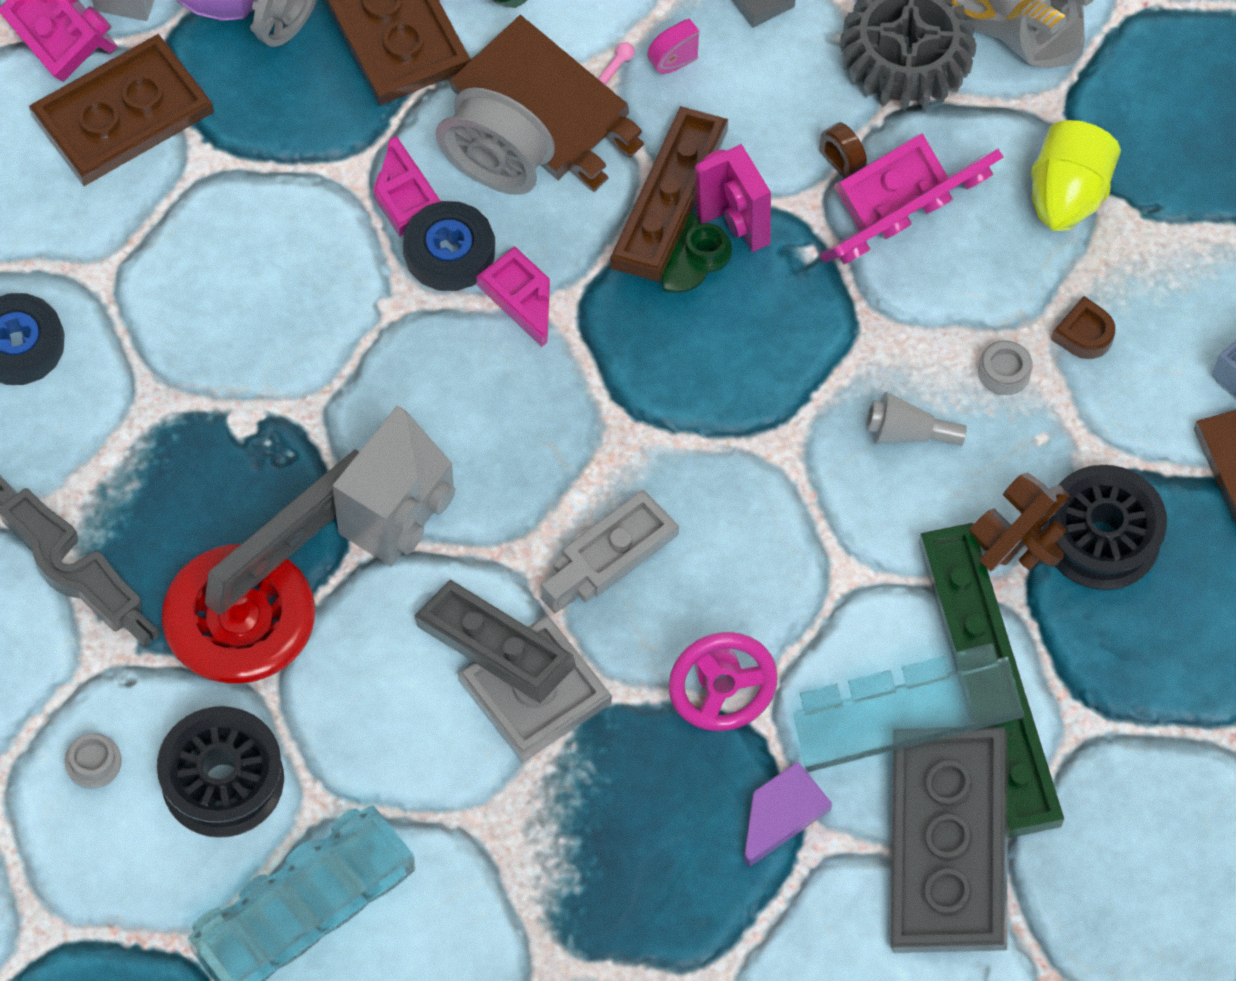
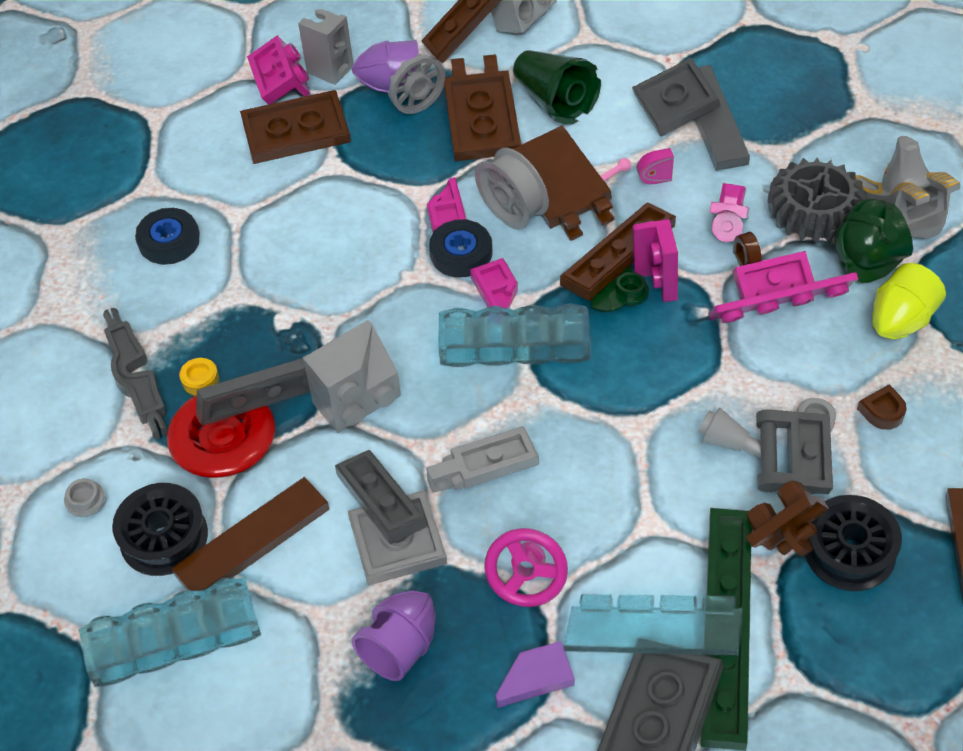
camera: 25 degrees right, 10 degrees down
(165, 540) = (198, 374): none -> yellow tile
(345, 747) = (252, 537): none -> reddish brown tile
(578, 361) = (508, 336): none -> clear light blue brick
(596, 817) = (398, 634): none -> medium lavender helmet
(802, 96) = (729, 212): none -> hips
(1003, 101) = (873, 240): none -> dark green helmet
(1013, 420) = (807, 450): none -> dark grey plate

